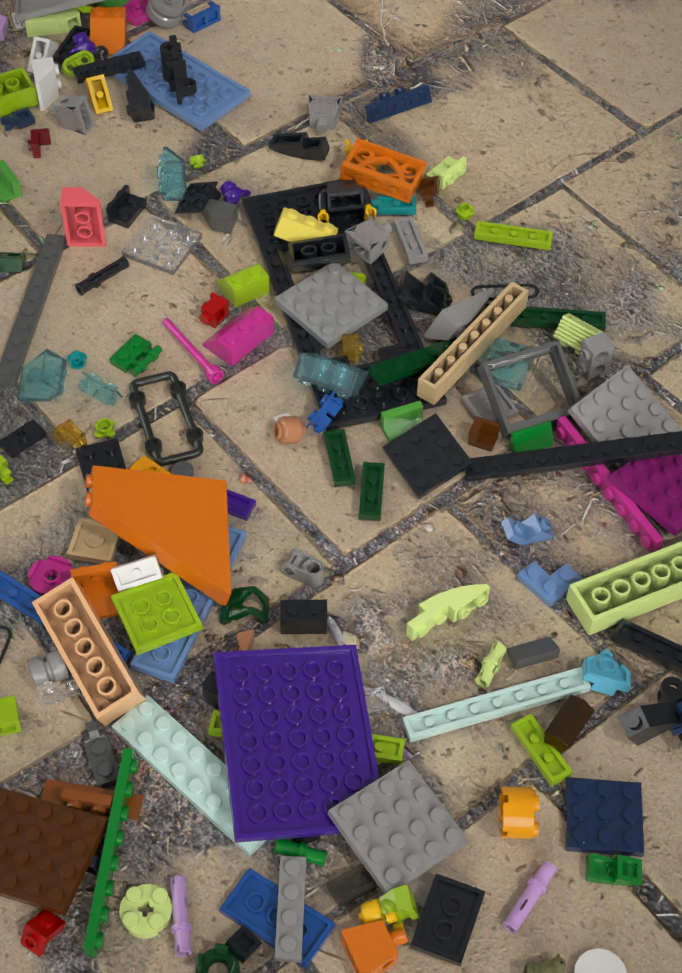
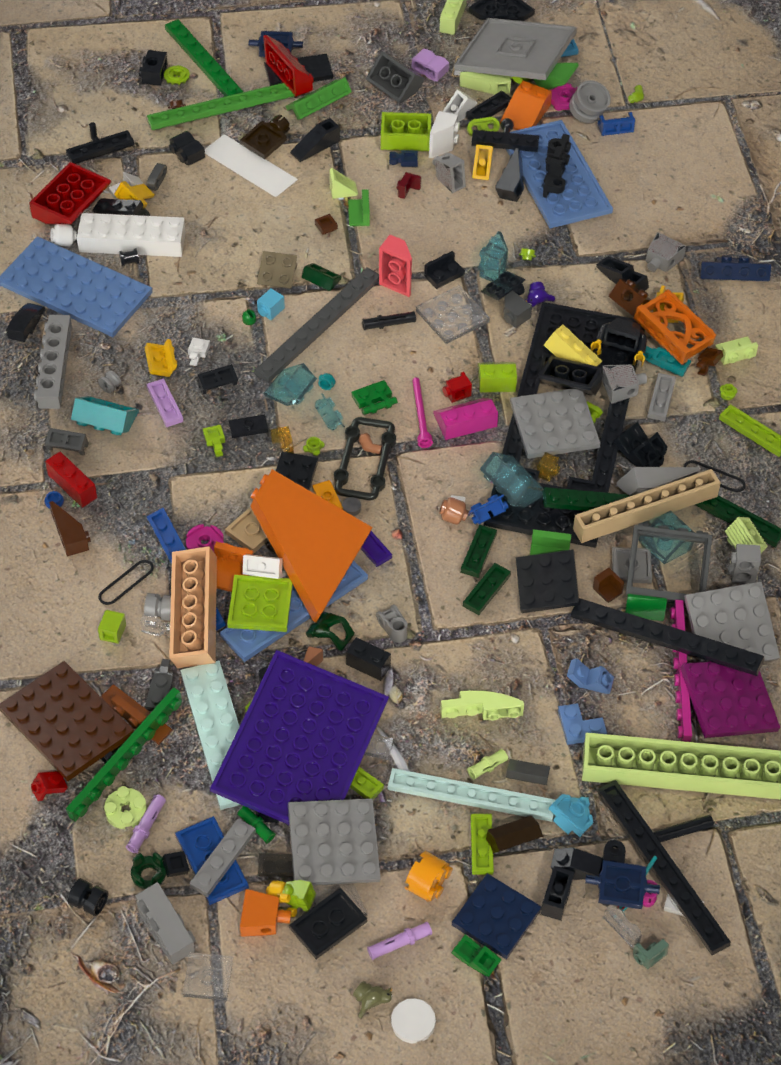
camera: 30 degrees right, 0 degrees up
(81, 43) = (496, 110): dark purple animal -> none
(159, 403) = (367, 444): none -> nougat arm
(312, 158) = (622, 292): none -> reddish brown brick
(650, 760) = (557, 893): none -> black brick

